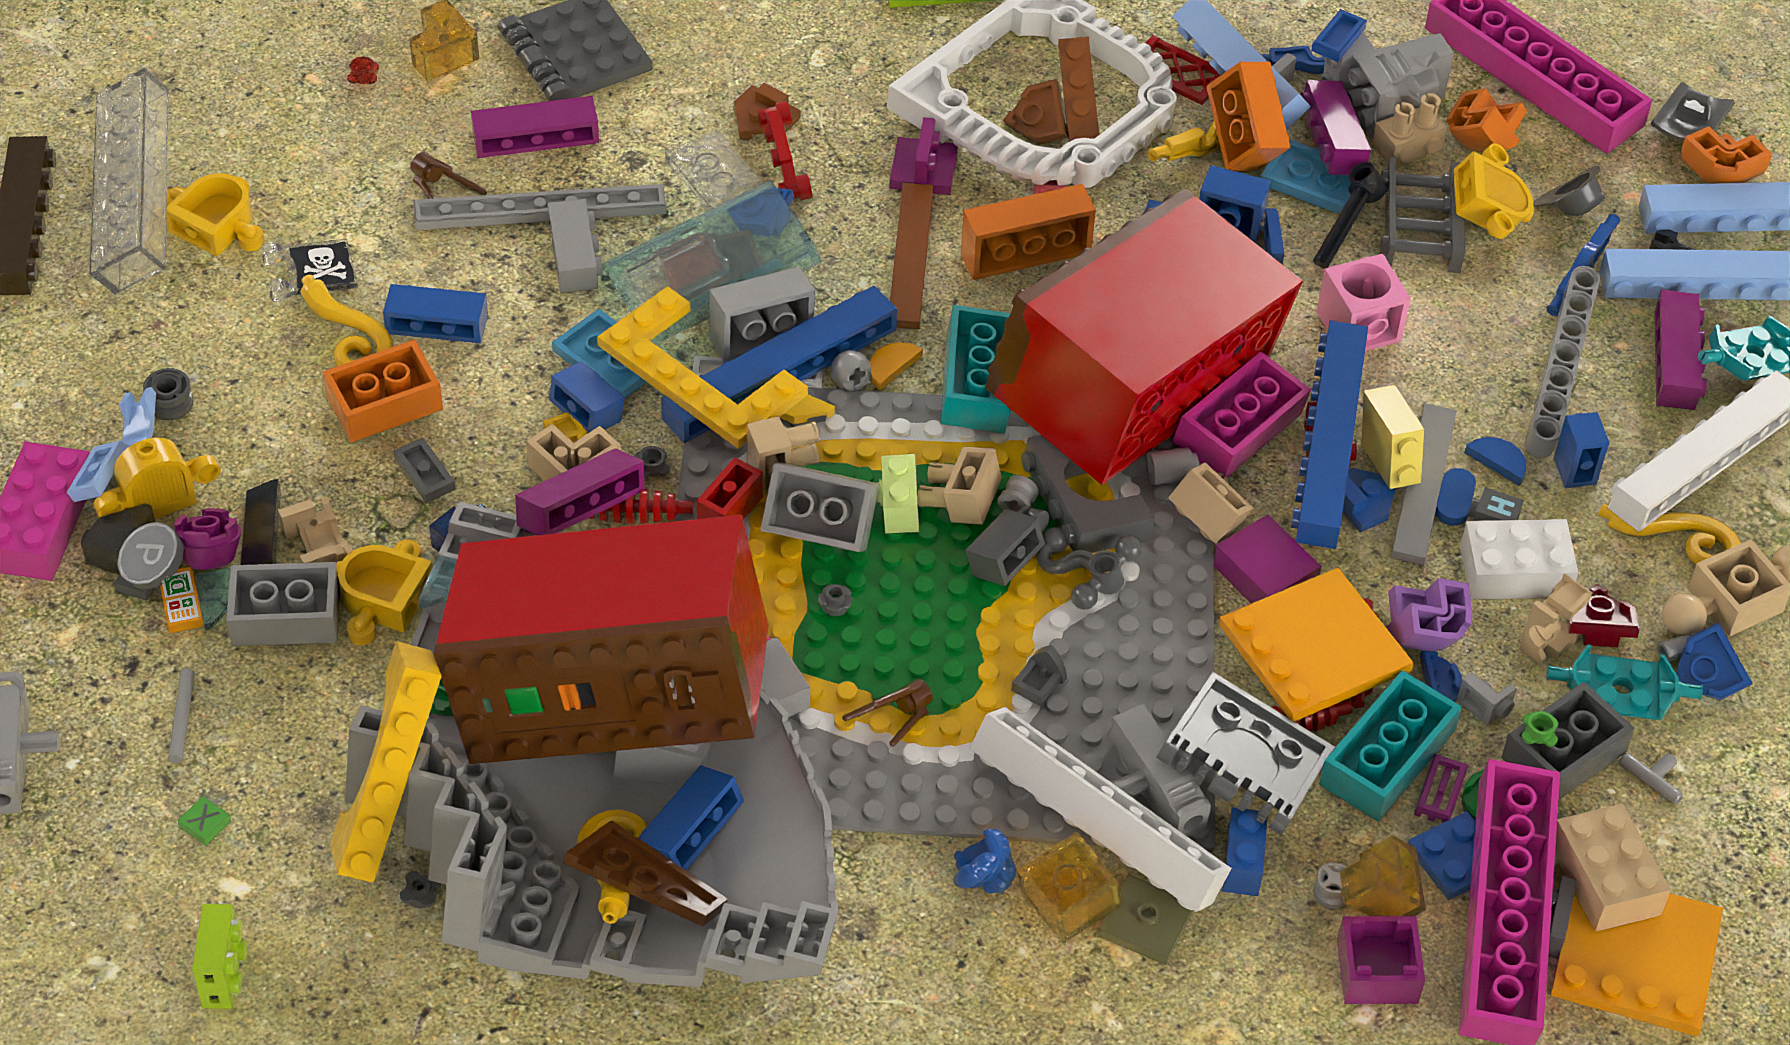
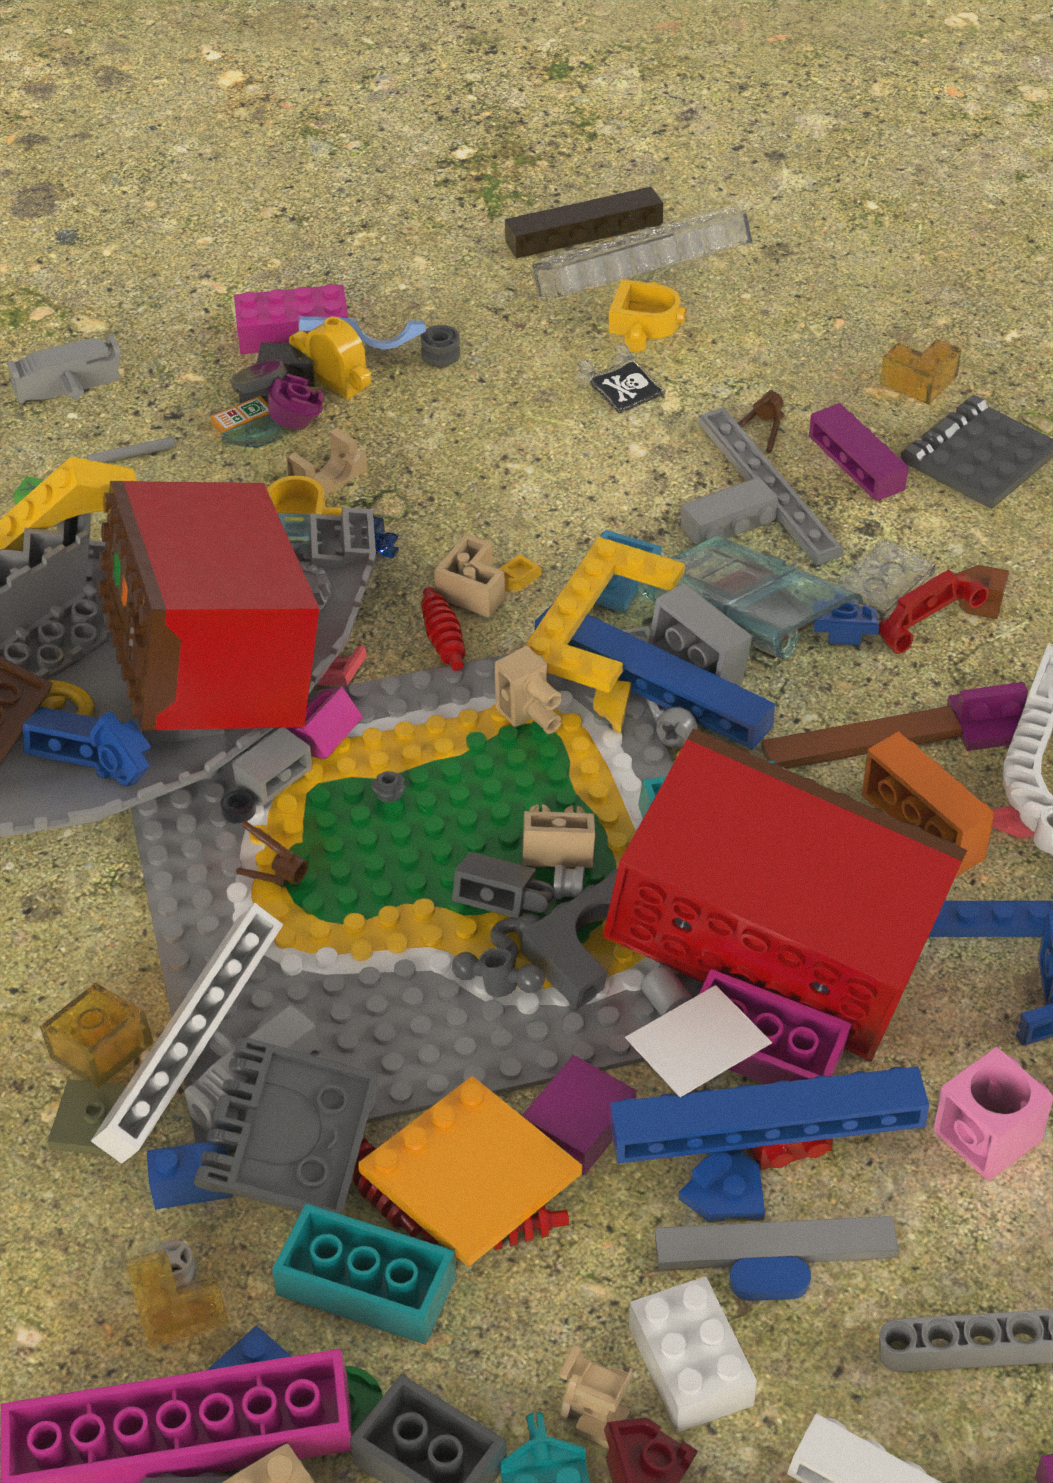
camera: 75 degrees right, 5 degrees down
(261, 524) = (319, 440): black slope -> none
(283, 604) = (244, 452): light grey brick -> none
(324, 305) = (578, 397): yellow plant -> none
(363, 71) = (860, 341): clear red plate -> none
(382, 390) = (495, 448): orange brick -> none
(424, 470) = (429, 501): dark grey plate -> none
(435, 313) = (604, 457): blue brick -> none
(579, 492) = (413, 575): magenta brick -> none
(586, 397) = (551, 567): blue brick -> none
(654, 461) = (505, 631): dark grey plate -> none
(732, 492) = (461, 677): red brick -> none
(754, 773) = (119, 750): none -> blue plate
(809, 724) = (238, 806): none -> black tile
(820, 507) = (472, 734): light grey brick -> none
(899, 493) = (524, 787): yellowish green brick -> none
(986, 864) = (119, 970): blue hair -> none
(1040, 675) = (351, 957): dark grey tile -> none
(1210, 503) = (611, 1049): tan brick -> none
(1255, 447) = (698, 1040): none -> white sticker
(1380, 960) = (82, 1325): magenta container -> none
(1392, 436) = (796, 1176): light yellow brick -> none
(1430, 617) = (556, 1272): medium lavender brick -> none
(1433, 811) = (356, 1355): magenta tile -> none
(1441, 674) = (492, 1318): blue tile -> none
(1484, 701) = (471, 1360): light grey bracket -> none
(1495, 507) = (752, 1318): dark grey brick -> none
(1499, 456) = (853, 1314): blue tile -> none
(1544, 722) = (408, 1387): bright green plate -> none
(1581, 449) = (882, 1380): blue brick -> none

